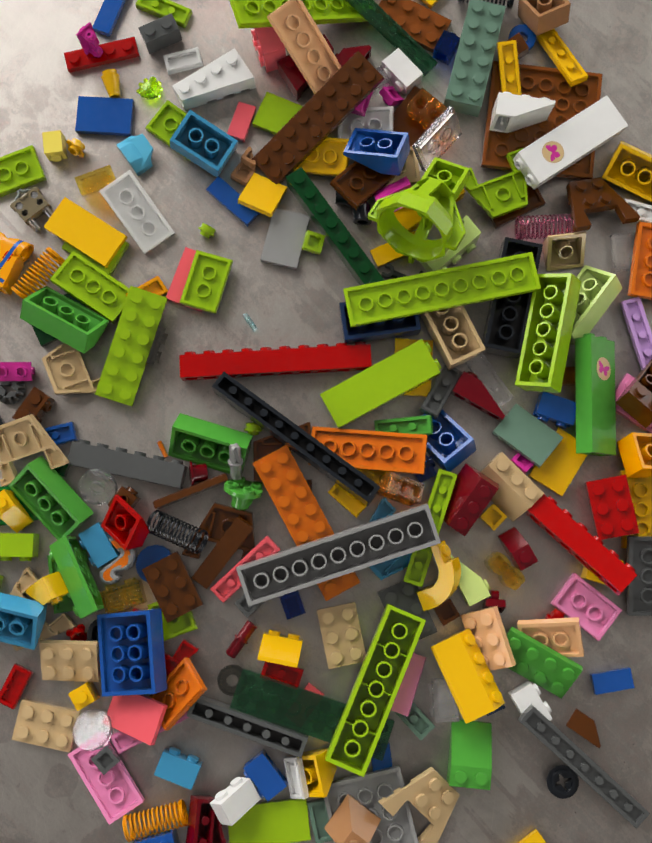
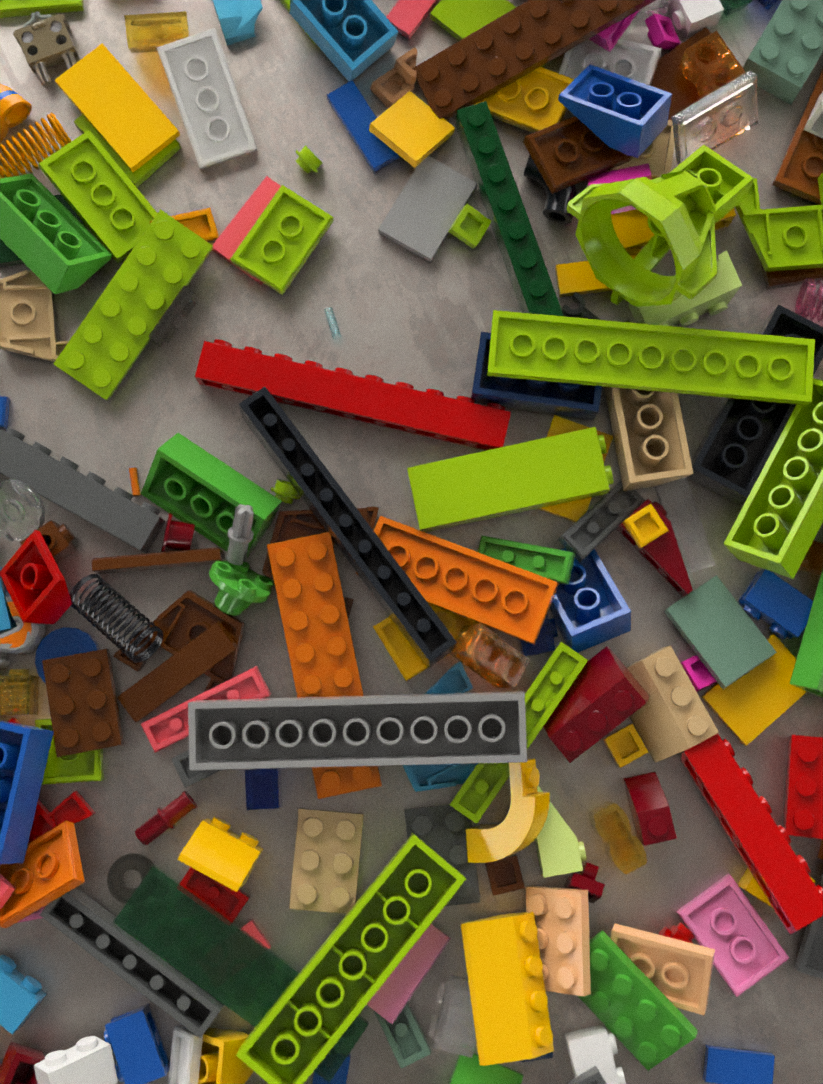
camera: 15 degrees right, 0 degrees up
(467, 387) = (645, 526): none -> yellow tile

